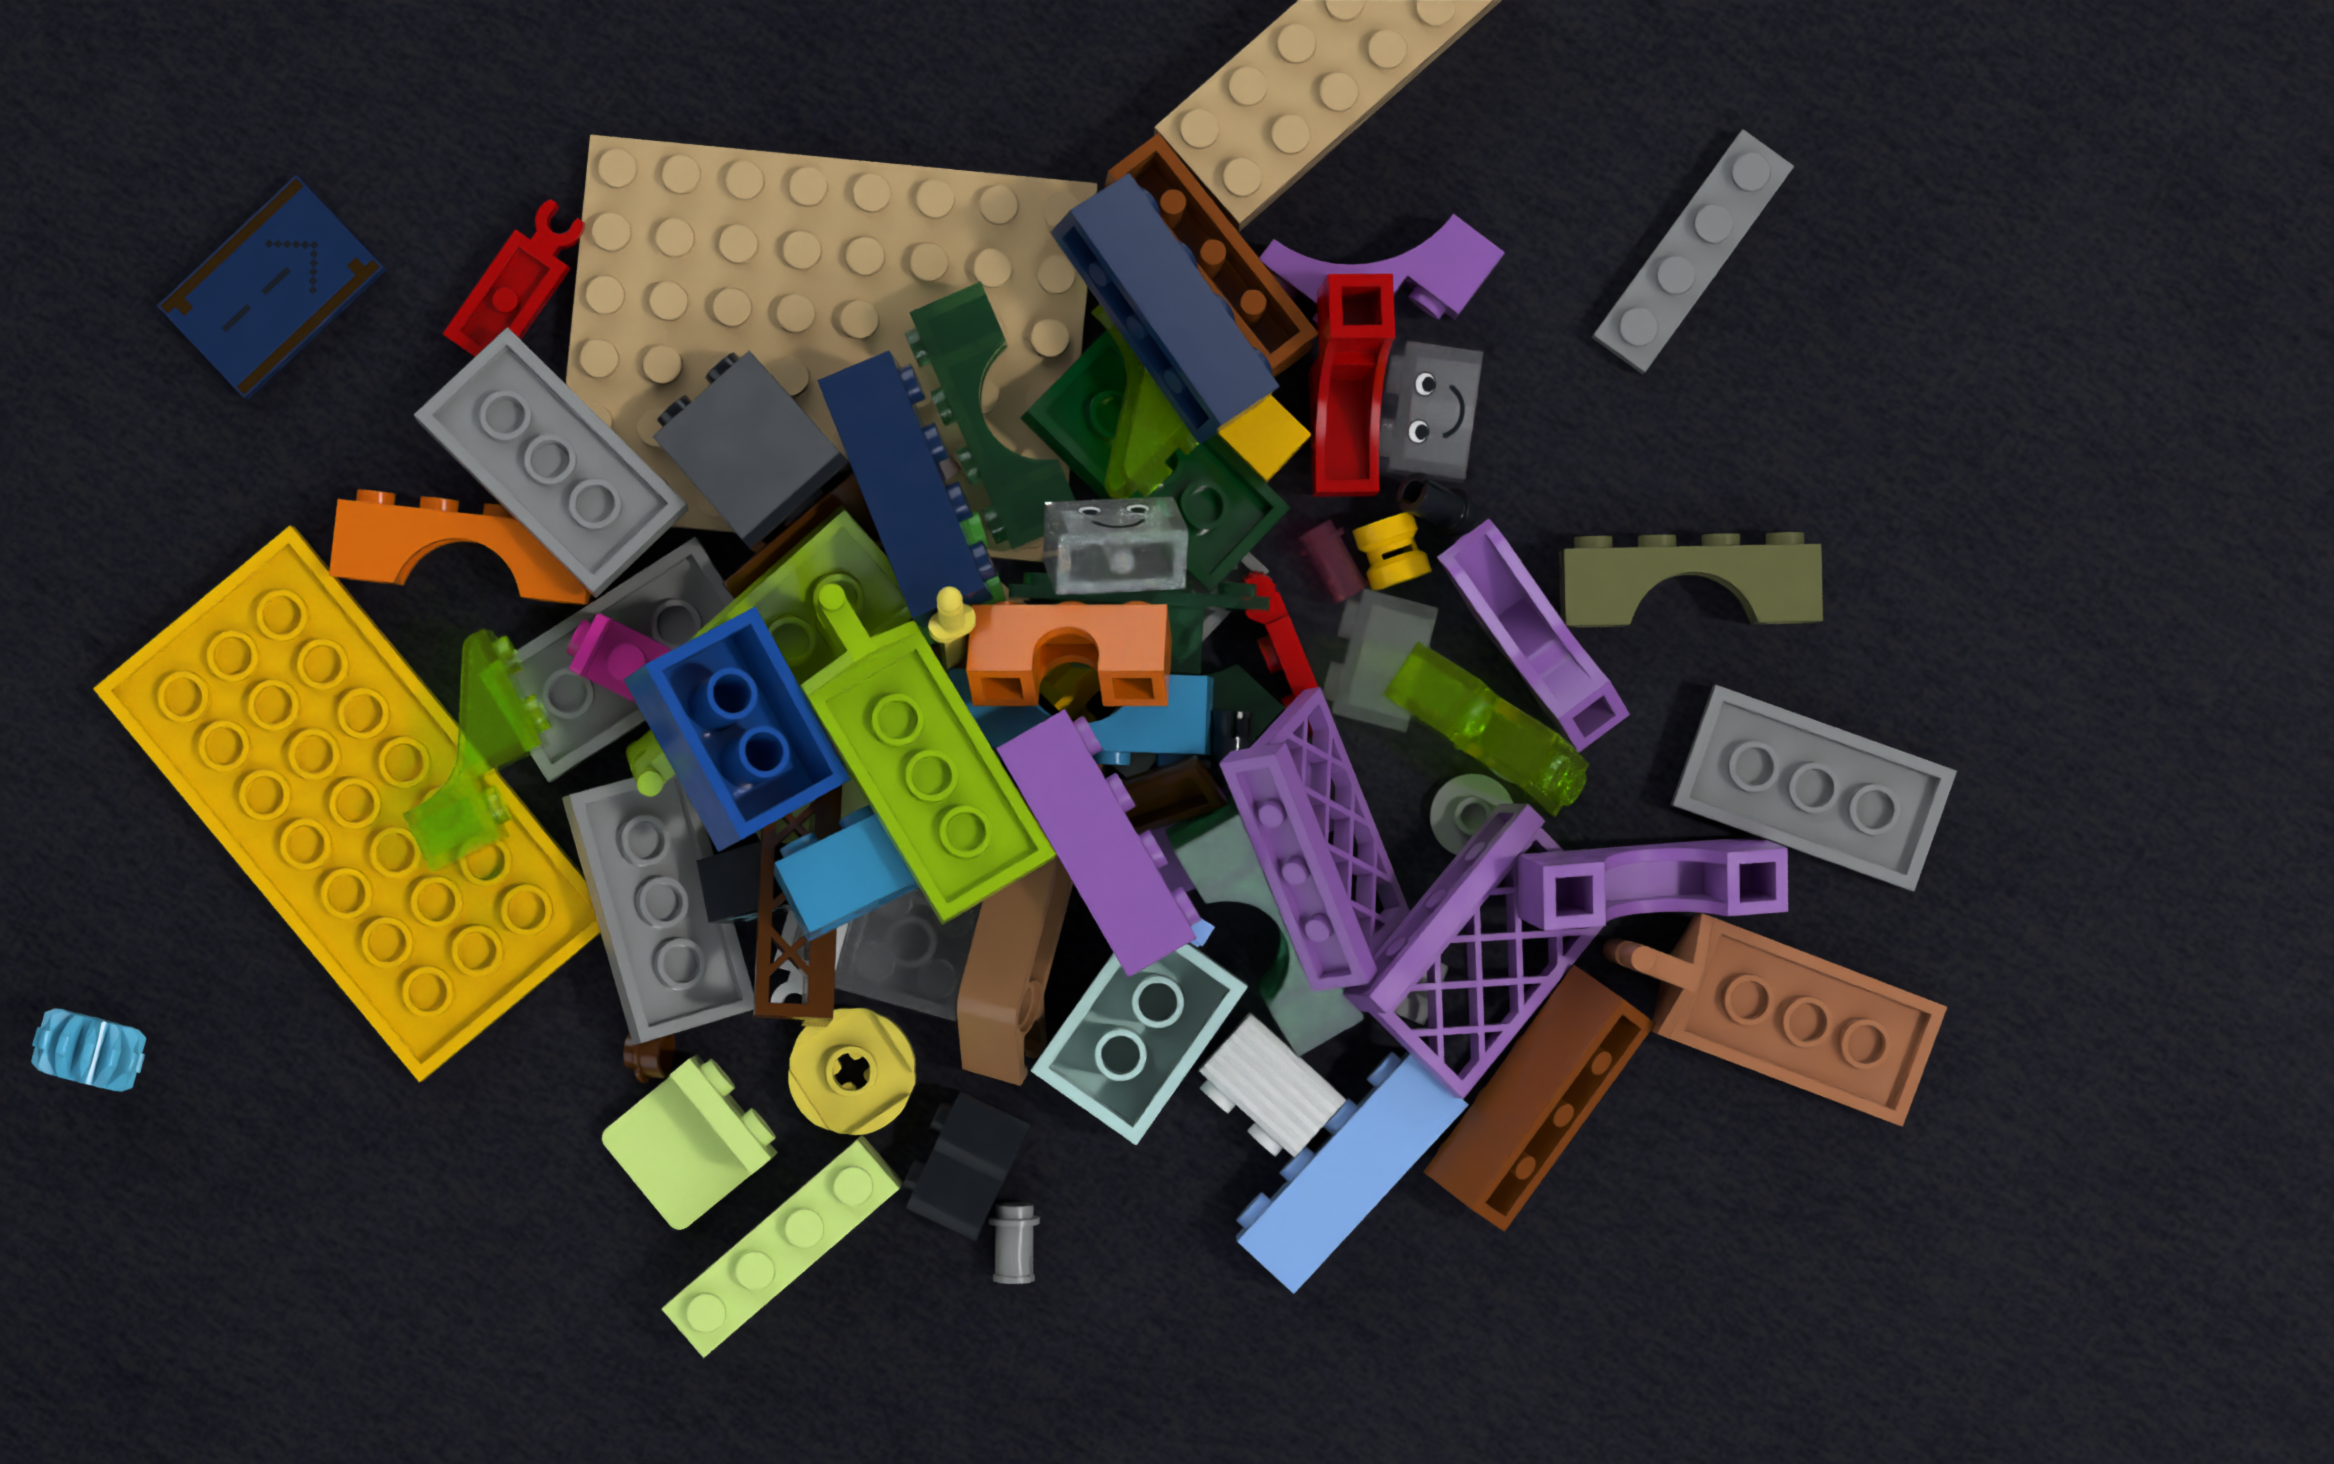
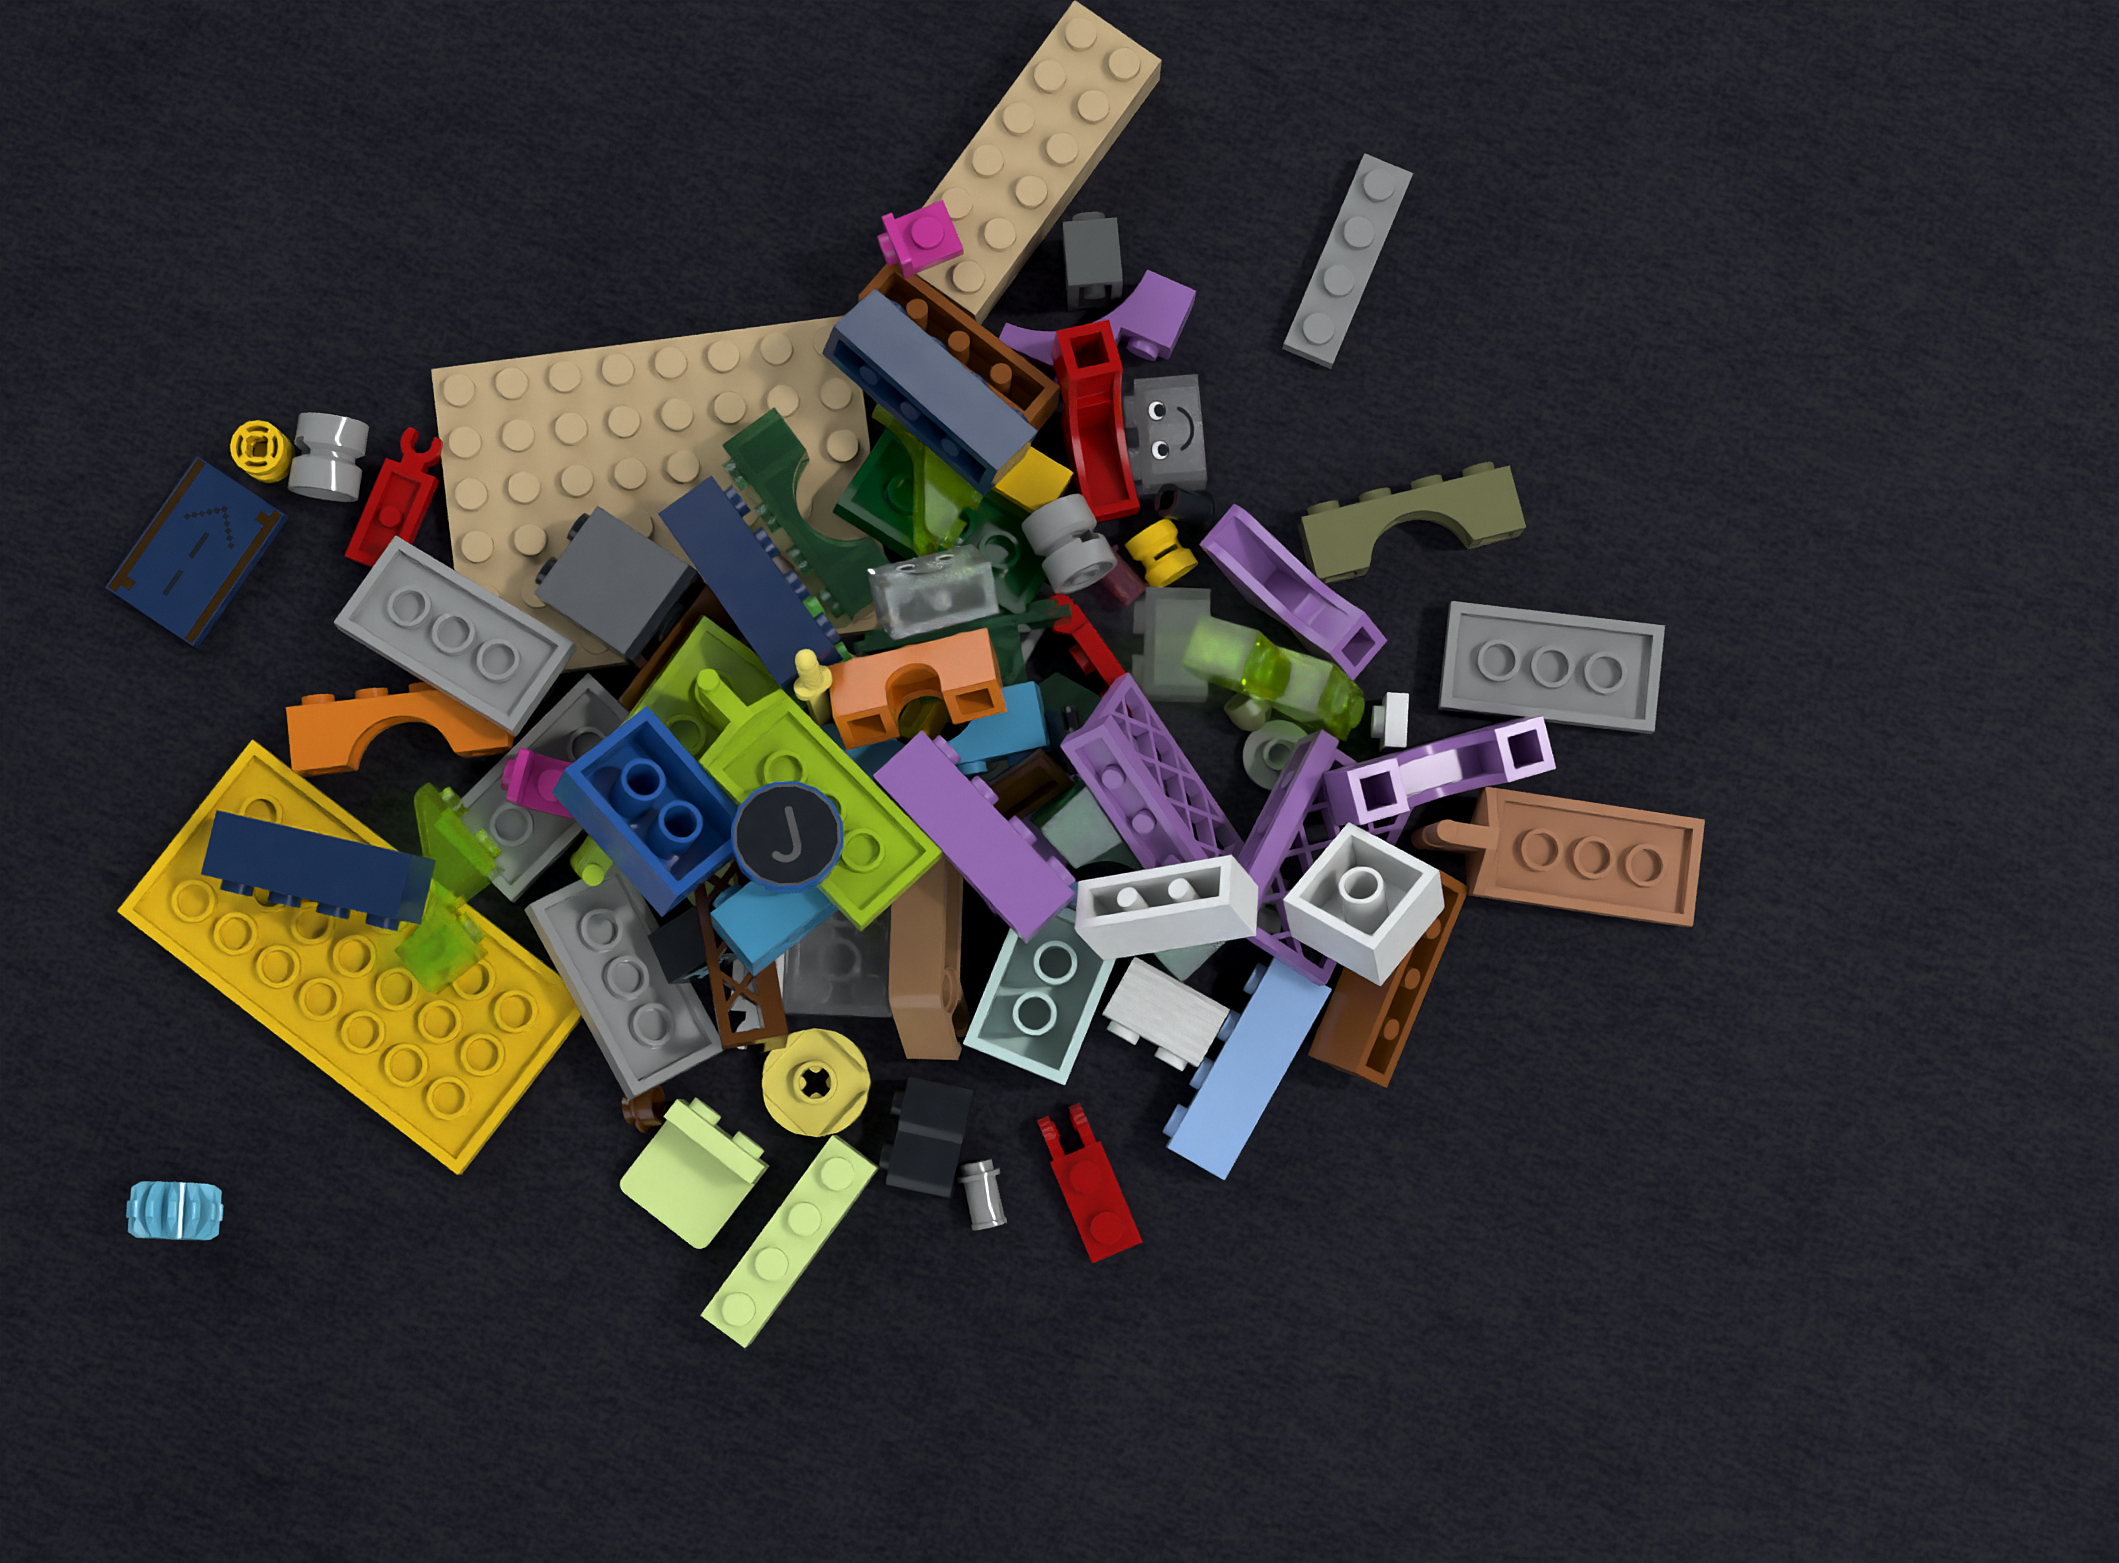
camera: 15 degrees left, 5 degrees down
(335, 699) = (318, 868): none -> dark blue brick
(380, 198) = (270, 459): none -> yellow wheel
(448, 213) = (328, 457): none -> light grey wheel
(882, 799) = (787, 837): none -> black tile
(1139, 1266) = (1091, 1190): none -> red hinge
(1195, 122) = (920, 239): none -> dark pink bracket
(1286, 519) = (1067, 540): none -> light grey wheel
(1299, 977) = (1167, 907): none -> white brick
(1391, 190) = (1092, 262): none -> dark grey brick
(1447, 760) = (1247, 712): none -> olive hinge
(1527, 1021) = (1364, 903): none -> white brick
(1611, 809) = (1390, 722): none -> white plate

